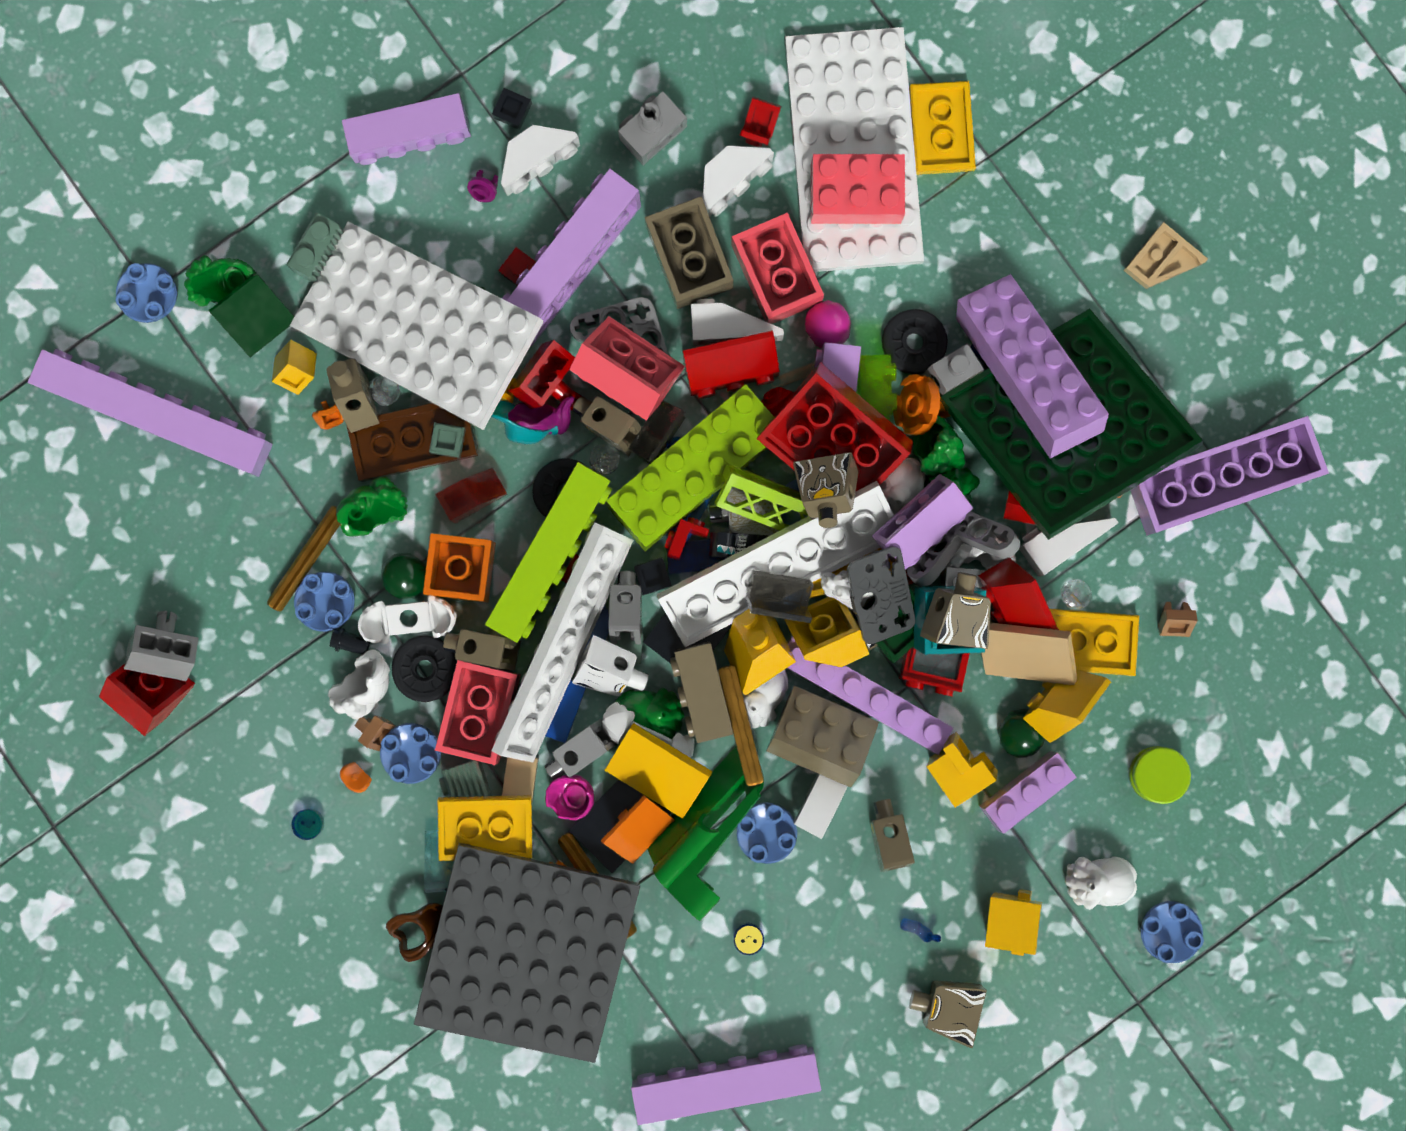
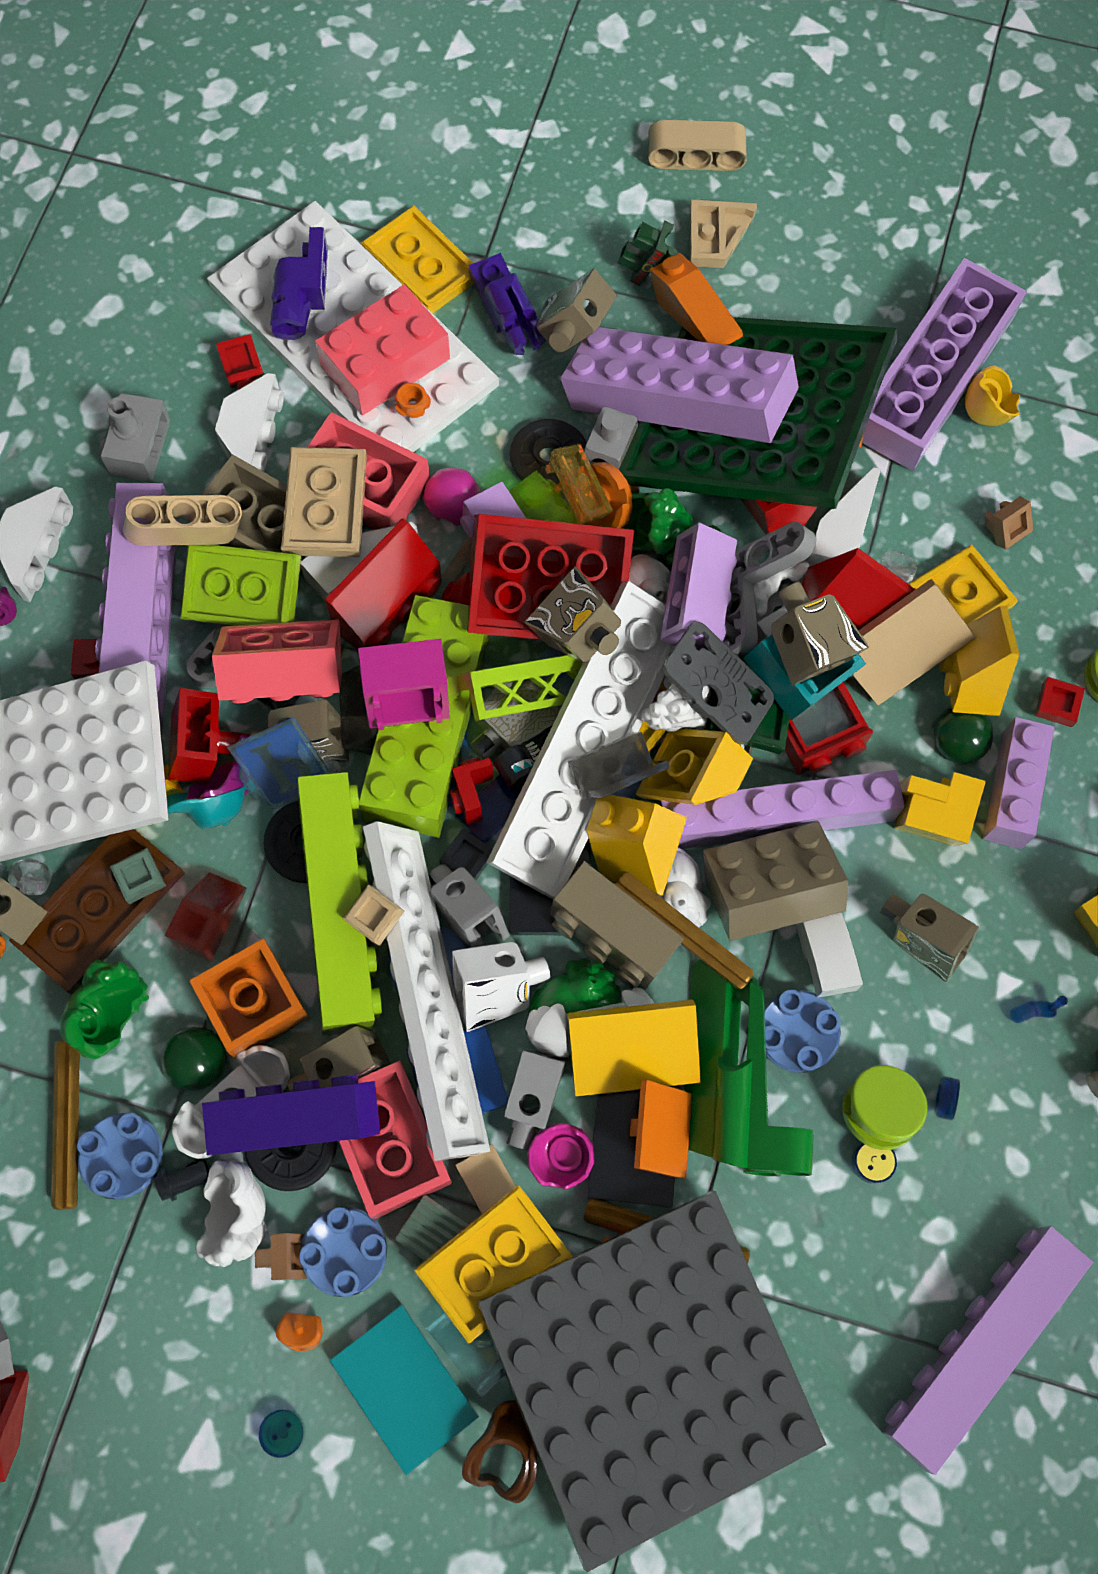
camera: 40 degrees left, 15 degrees down
(389, 853) = (404, 1389): none -> teal tile
(431, 661) = (291, 1118): none -> dark purple brick
(560, 583) = (373, 915): none -> tan tile
(579, 435) = (275, 760): none -> clear light blue piece
(640, 294) = (239, 585): none -> lime tile
(645, 230) = (195, 508): none -> tan beam
(685, 450) = (404, 683): none -> dark pink container
(734, 277) = (324, 502): none -> tan tile
(778, 915) = (884, 1107): none -> lime head
(820, 938) = (947, 1098): none -> clear blue tile
(838, 97) = (299, 287): none -> dark purple plate
(849, 232) = (408, 393): none -> orange plate
(907, 388) = (578, 483): none -> clear yellow plate
(971, 208) = (506, 303): none -> dark purple plate
(1005, 257) = (566, 320): none -> dark tan torso
(1095, 309) = (693, 302): none -> orange slope
(1098, 246) = (646, 250): none -> dark green hips
(1101, 761) = (1059, 702): none -> red plate
(1205, 180) = (697, 145): none -> tan beam
(1242, 526) = (990, 398): none -> yellow hair

